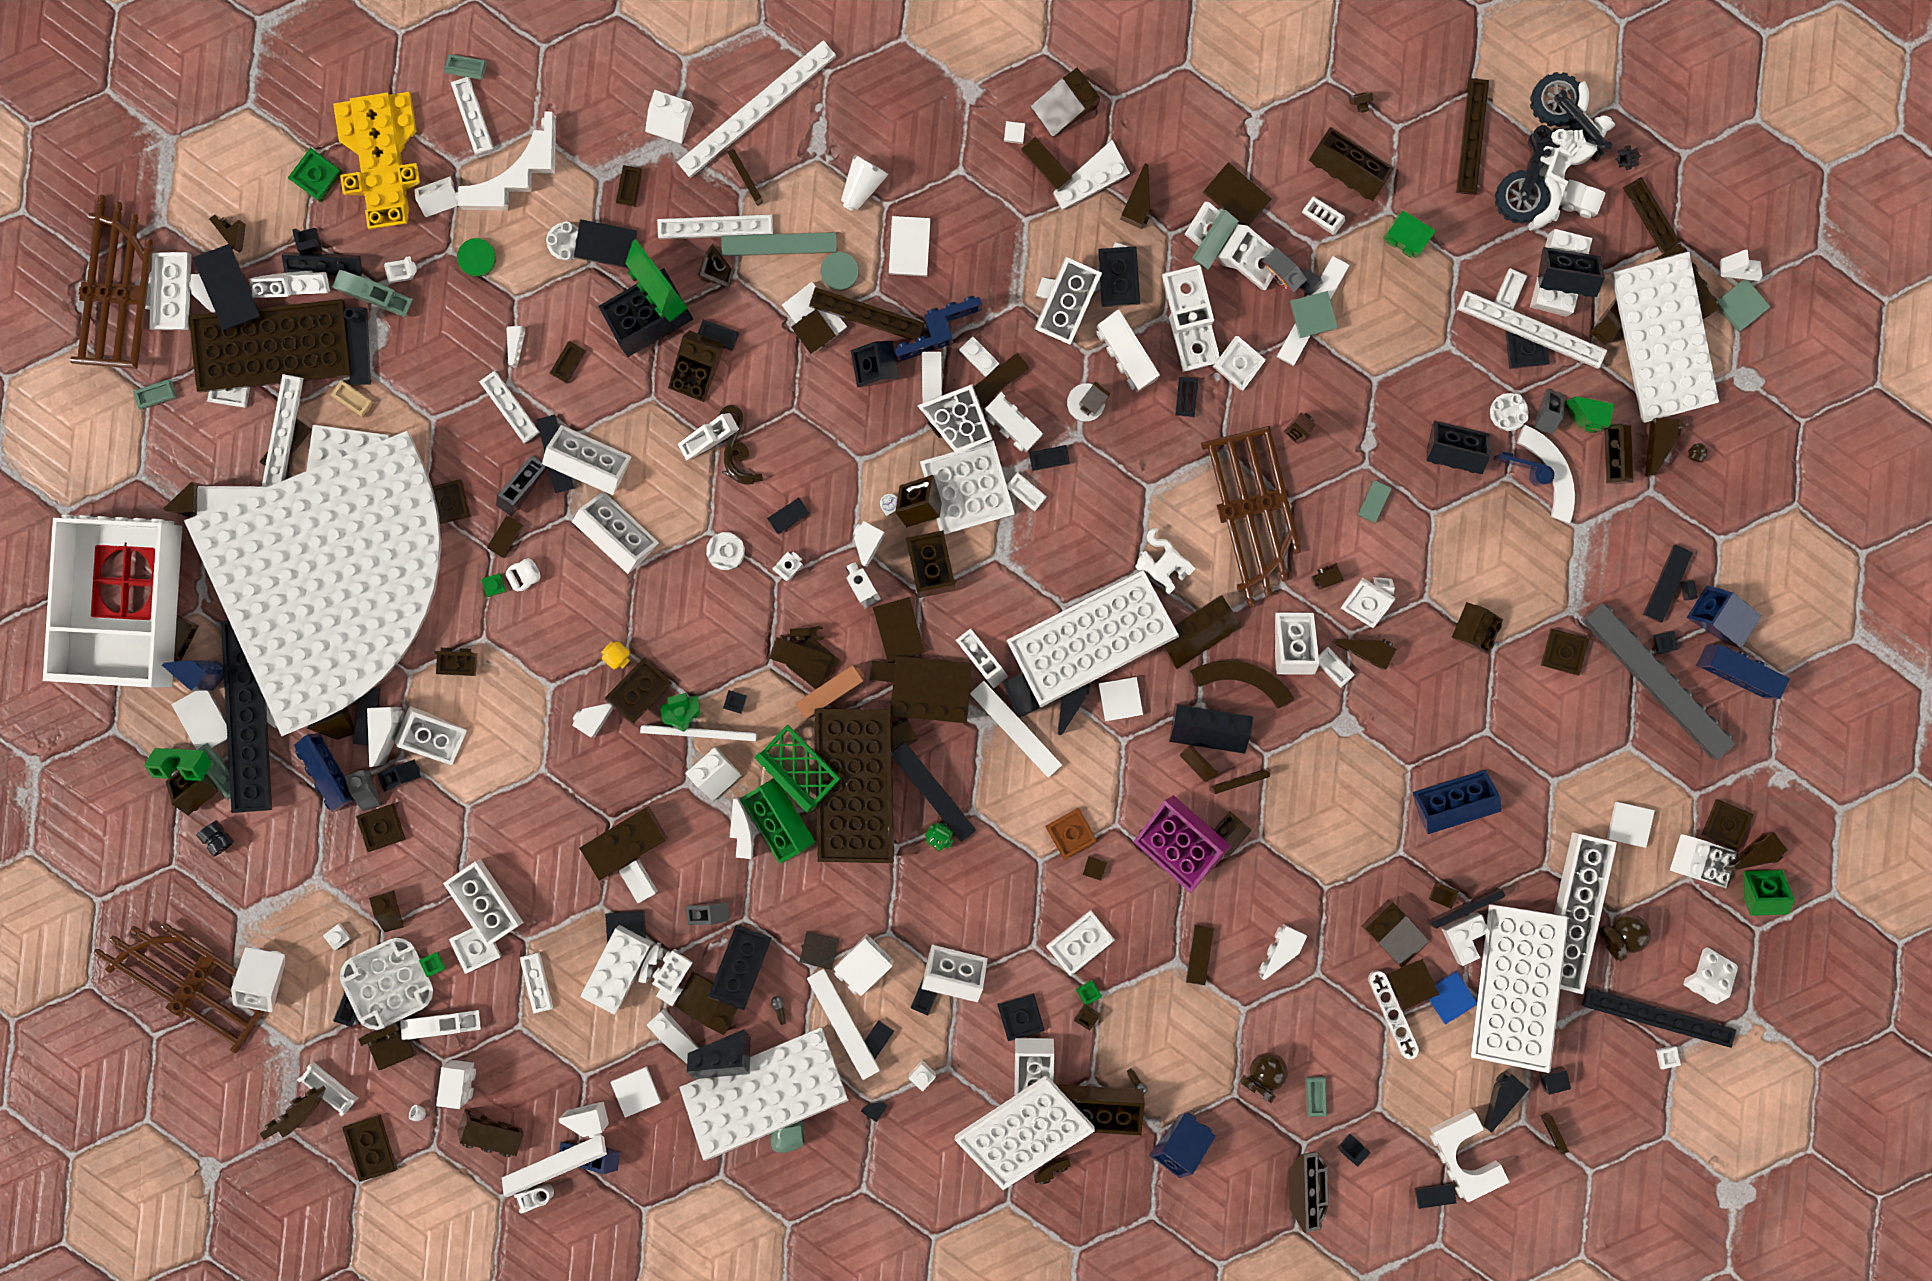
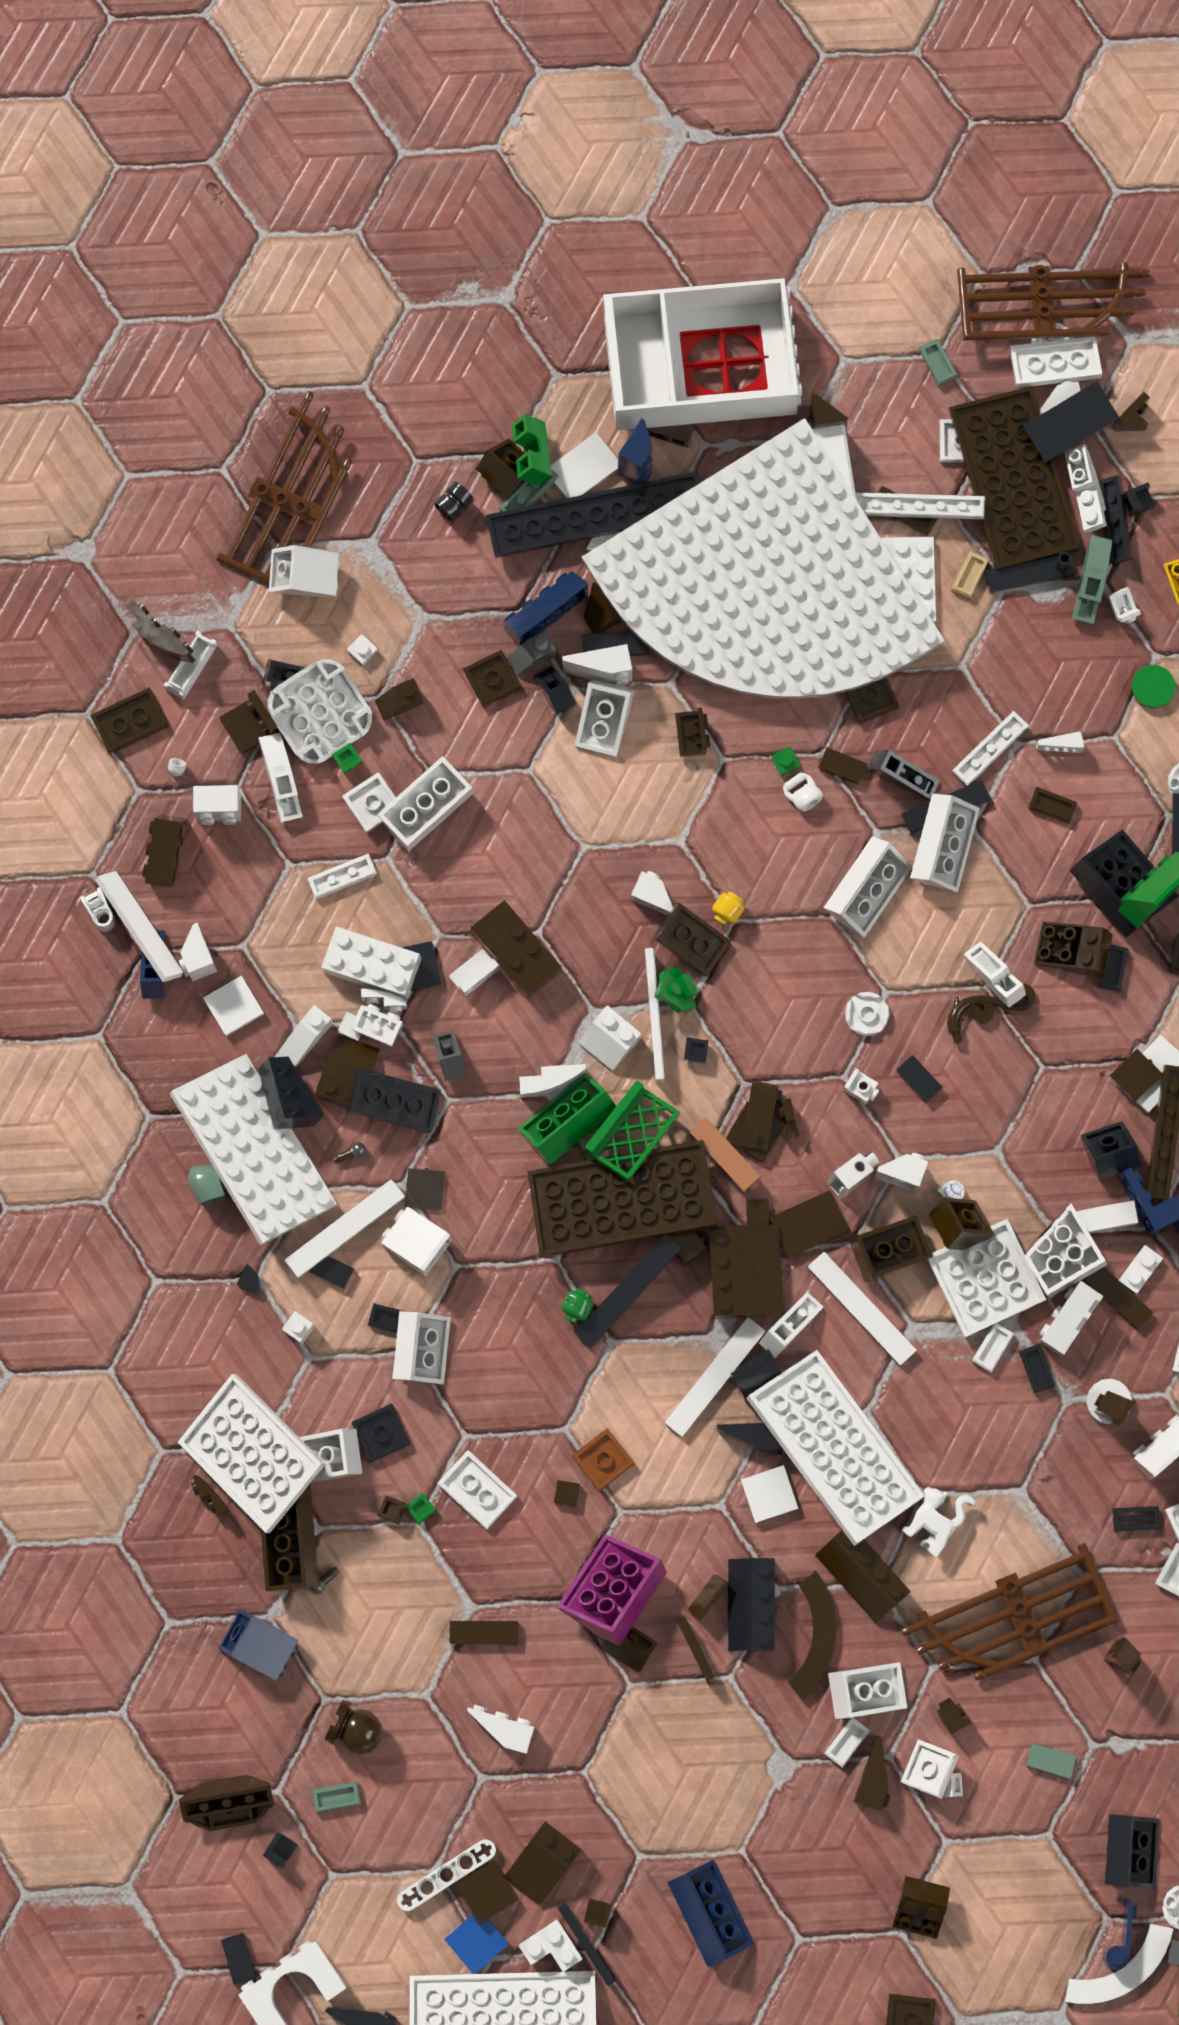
camera: 80 degrees right, 10 degrees down
(977, 596) = (862, 1308): none -> white tile

